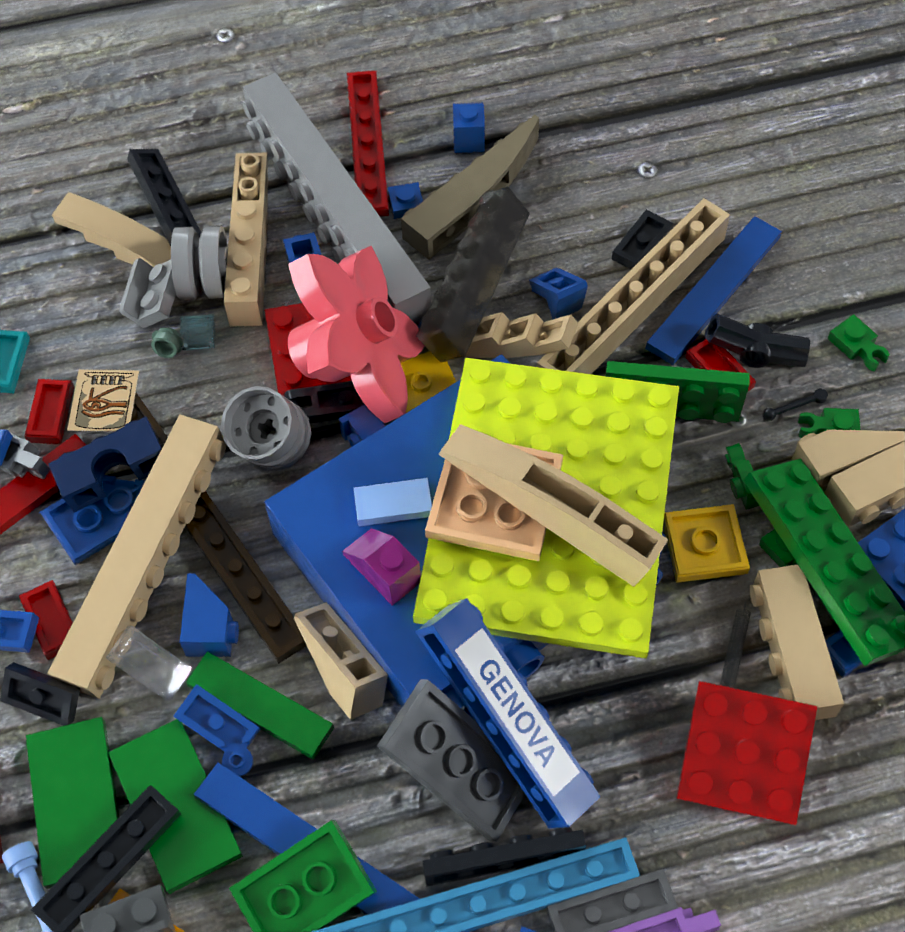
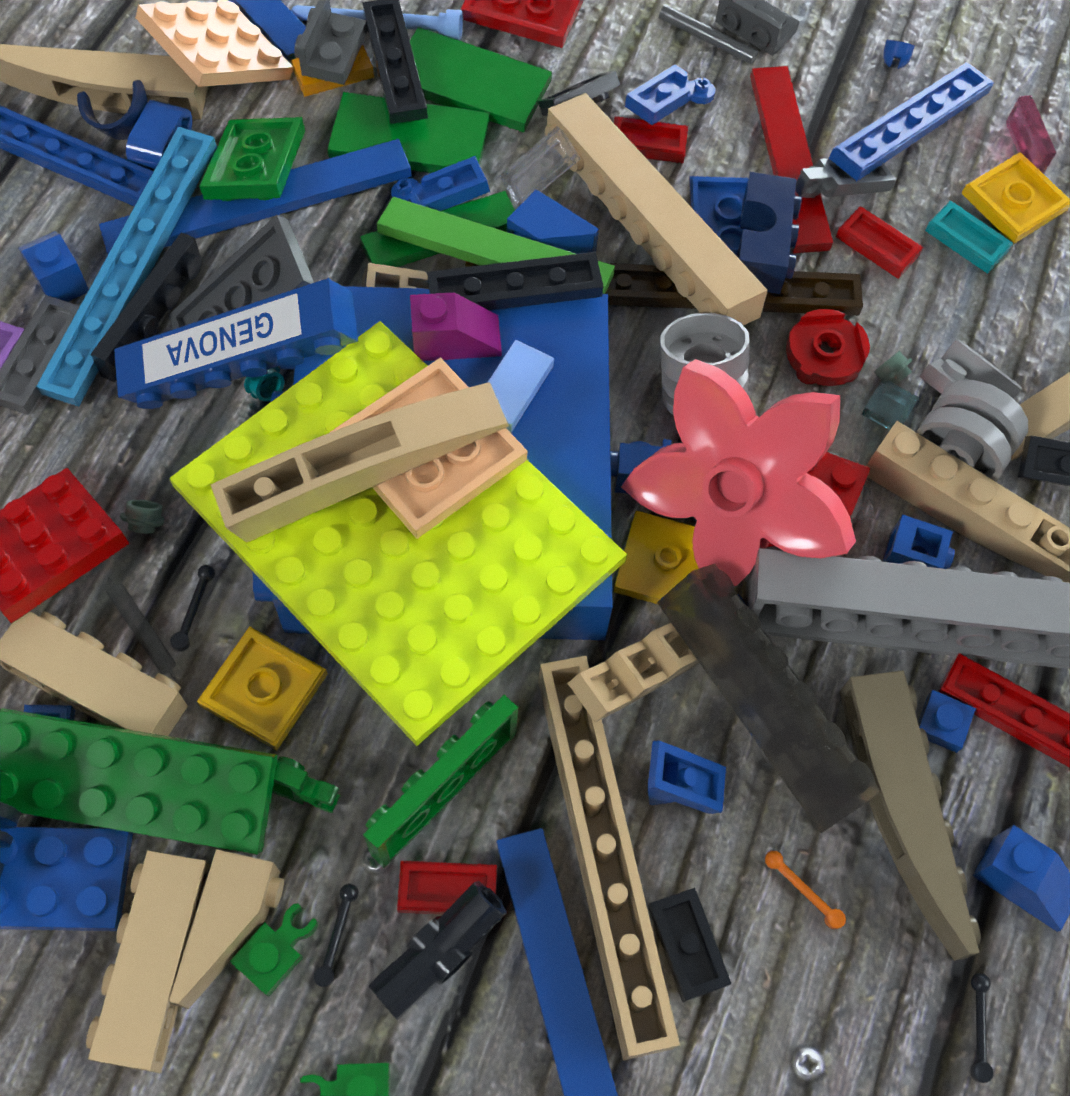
camera: 120 degrees right, 5 degrees up
(103, 400) = (852, 275): sticker -> none
(190, 400) = (826, 368): none -> red plate
(259, 640) = (465, 238): none -> bright green tile
(311, 553) = (523, 281): none -> black plate
(564, 195) = (833, 917): none -> orange hinge
(584, 103) = (981, 1070): none -> black hinge
(658, 713) = (142, 516): none -> sand green plate
(720, 623) = (180, 640): none -> black hinge

